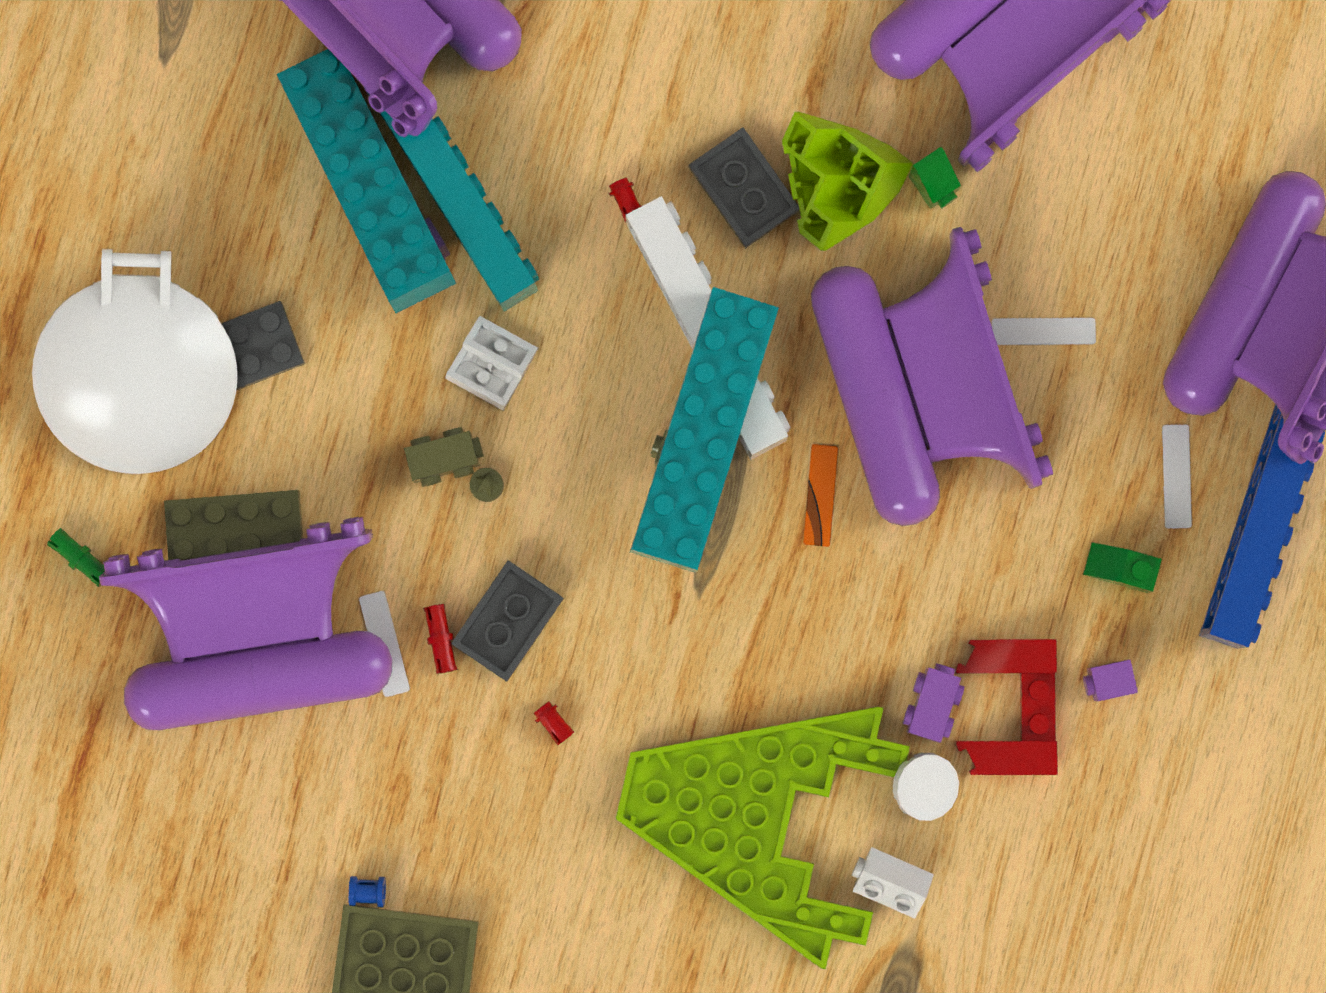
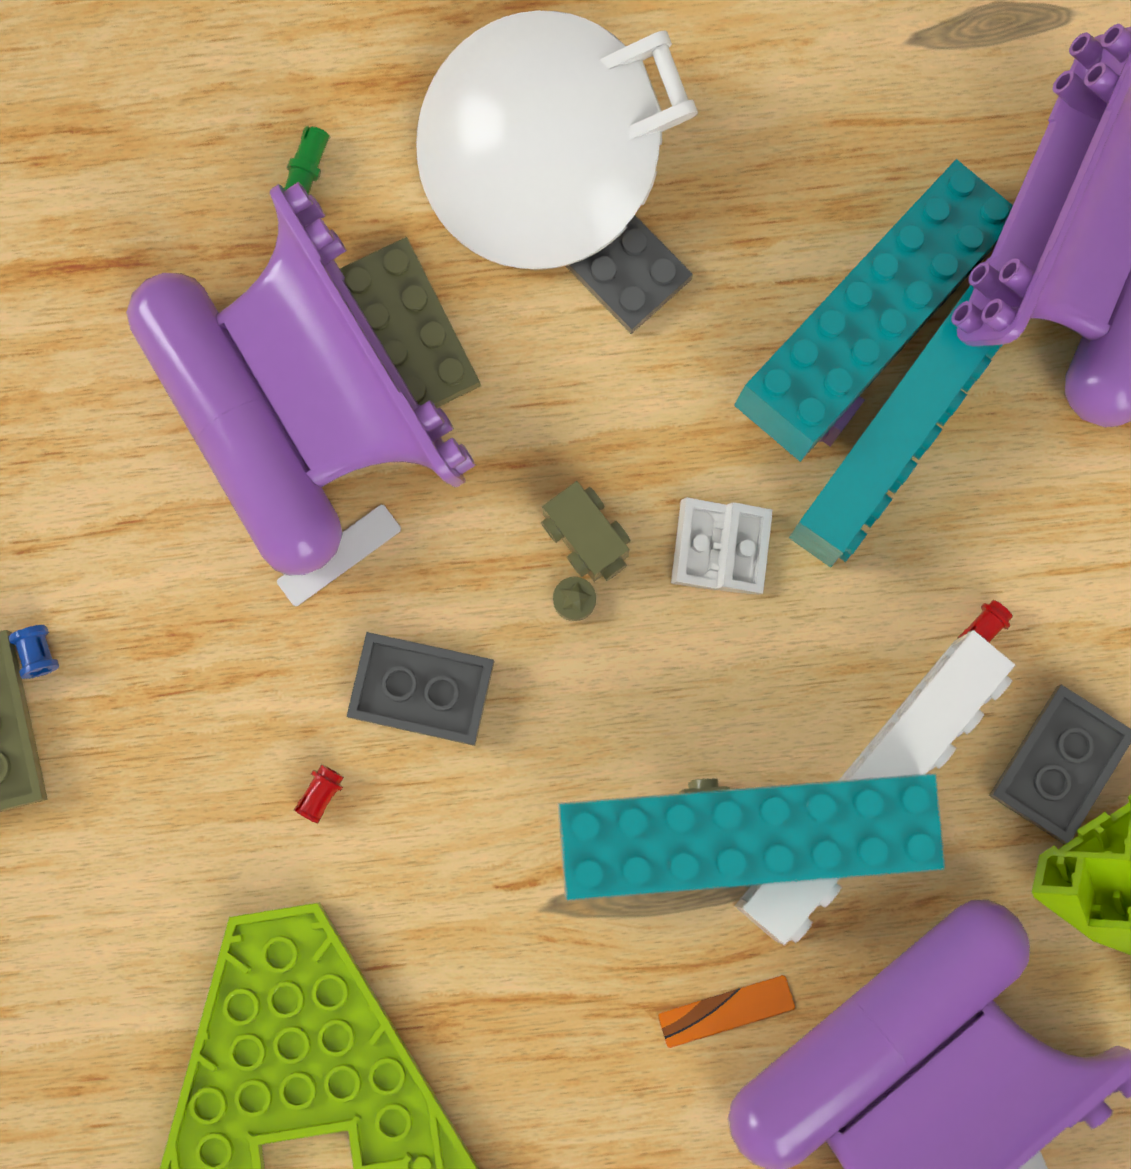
camera: 65 degrees right, 5 degrees down
(440, 638) = (368, 617): red pin -> none

